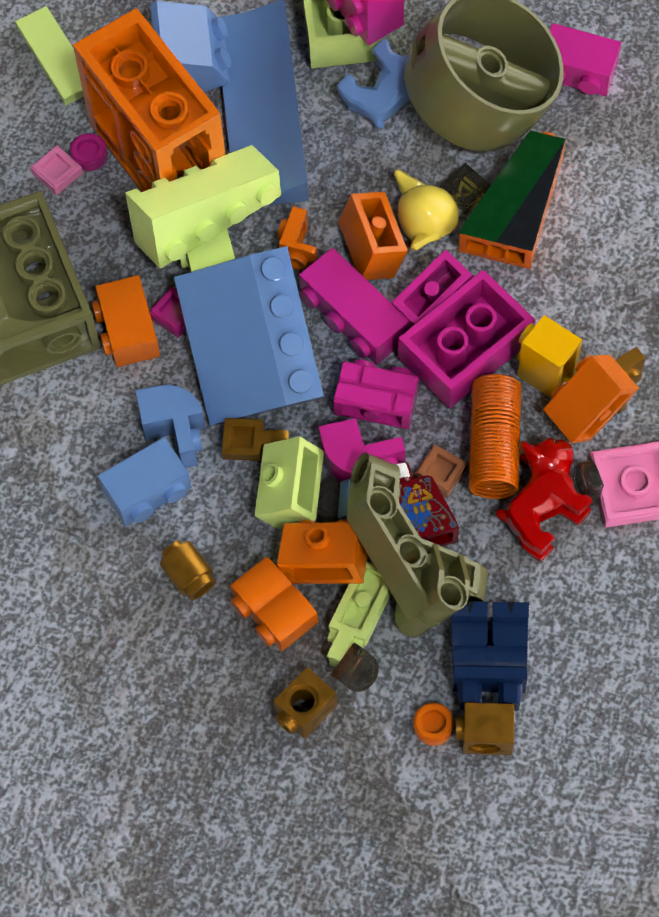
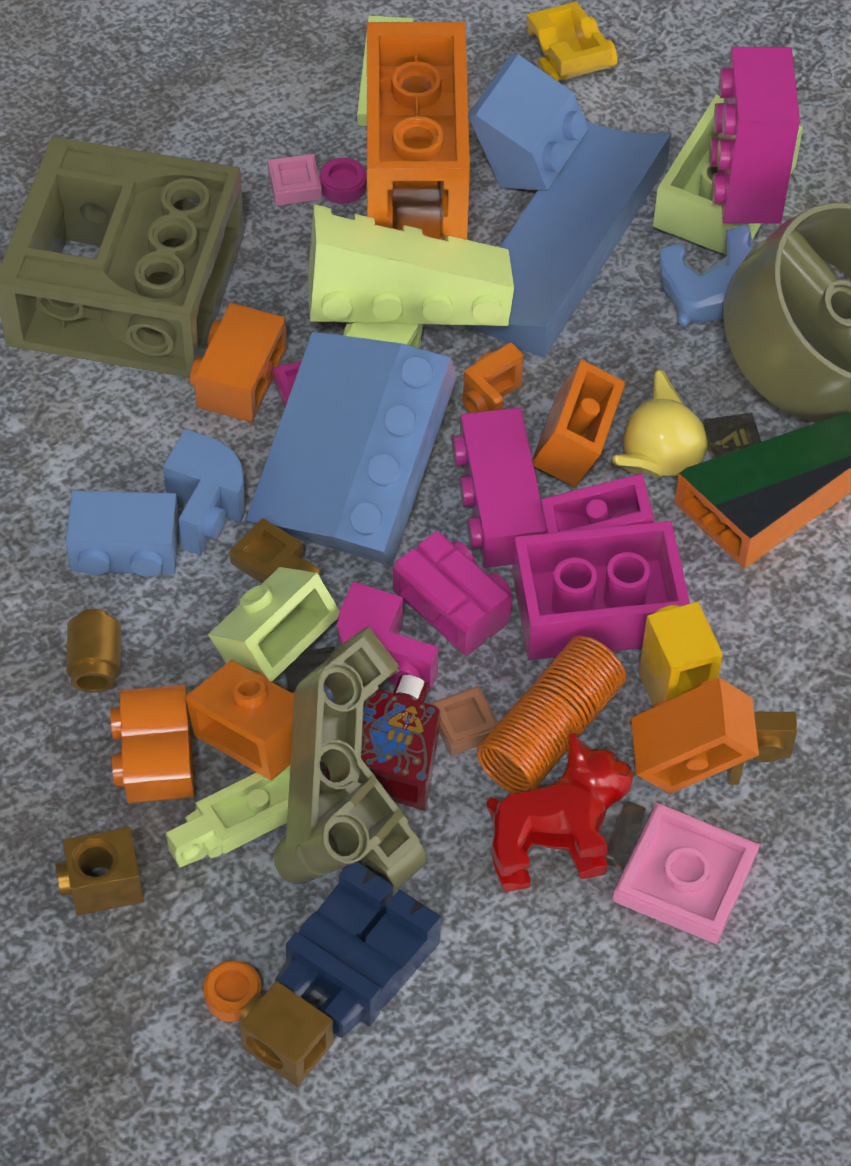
camera: 30 degrees right, 10 degrees down
(356, 669) = (189, 871): clear smoke tile -> none

